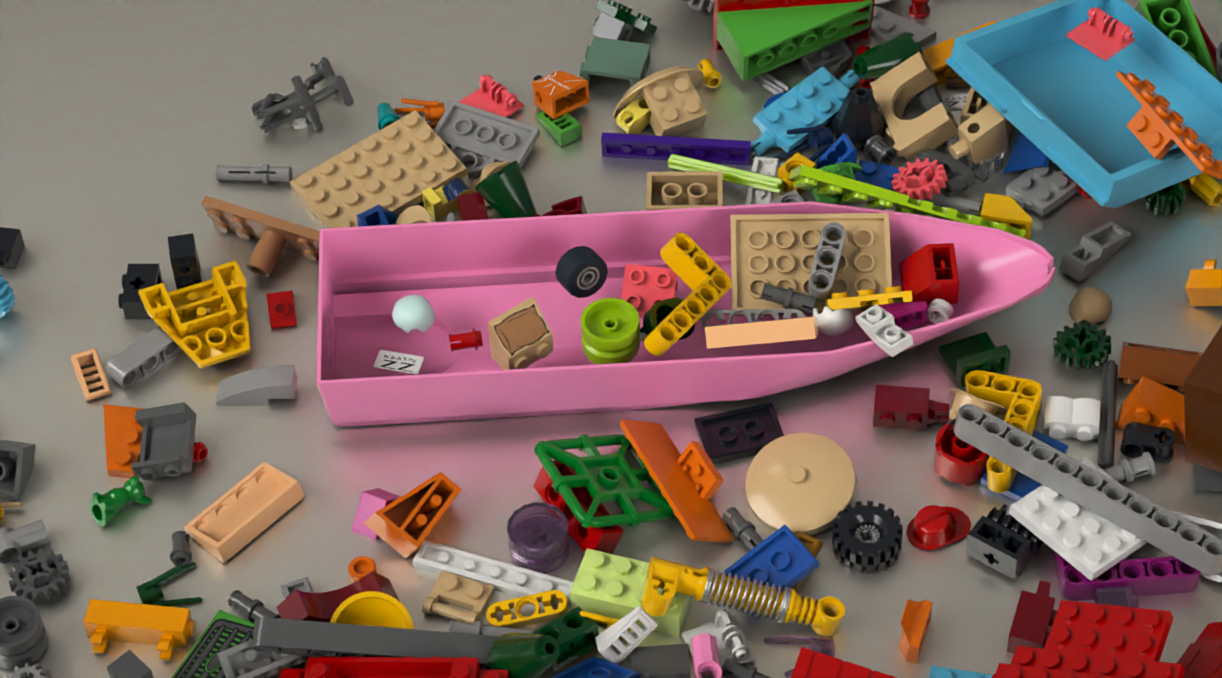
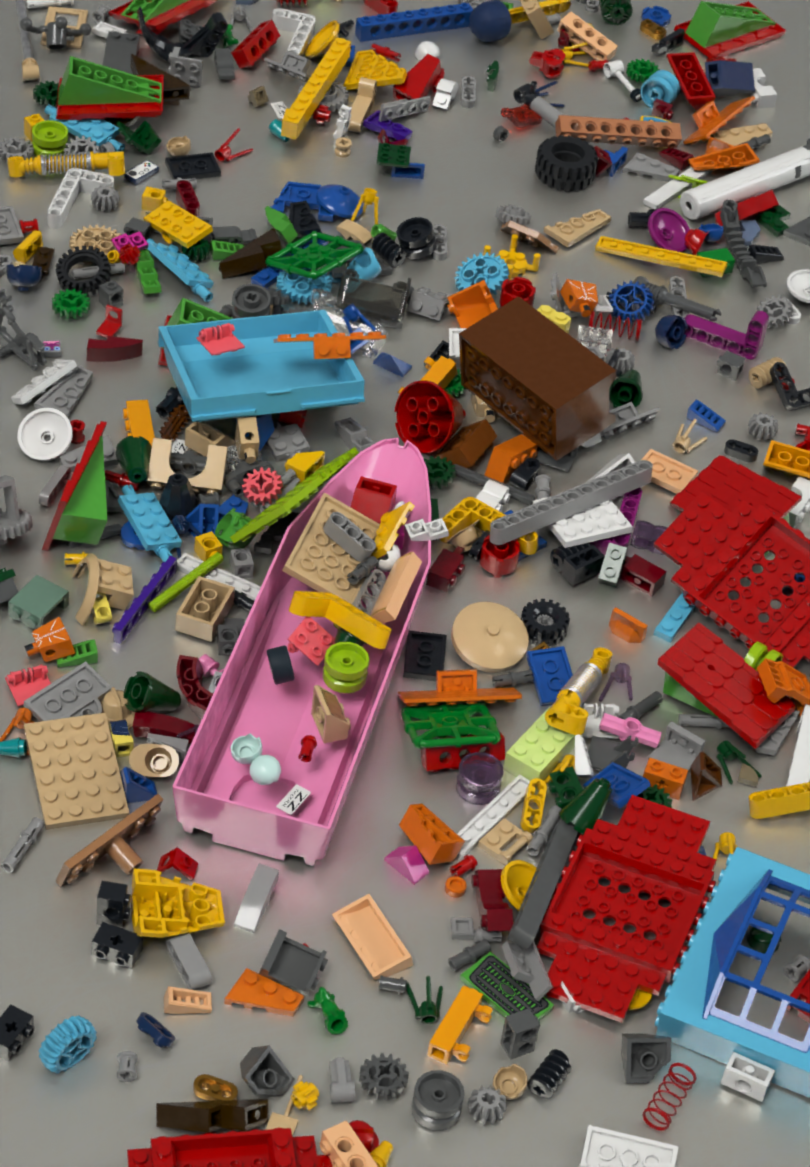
camera: 80 degrees left, 5 degrees down
(36, 360) = (155, 1029): none -> dark blue plate
(399, 569) = (468, 863): none -> red pin
(432, 284) = (246, 749): none -> light aqua hair
(937, 527) = (545, 588): red piece -> none
(1007, 577) = (612, 565): none -> brick
(1172, 304) = (427, 415): none -> red cone

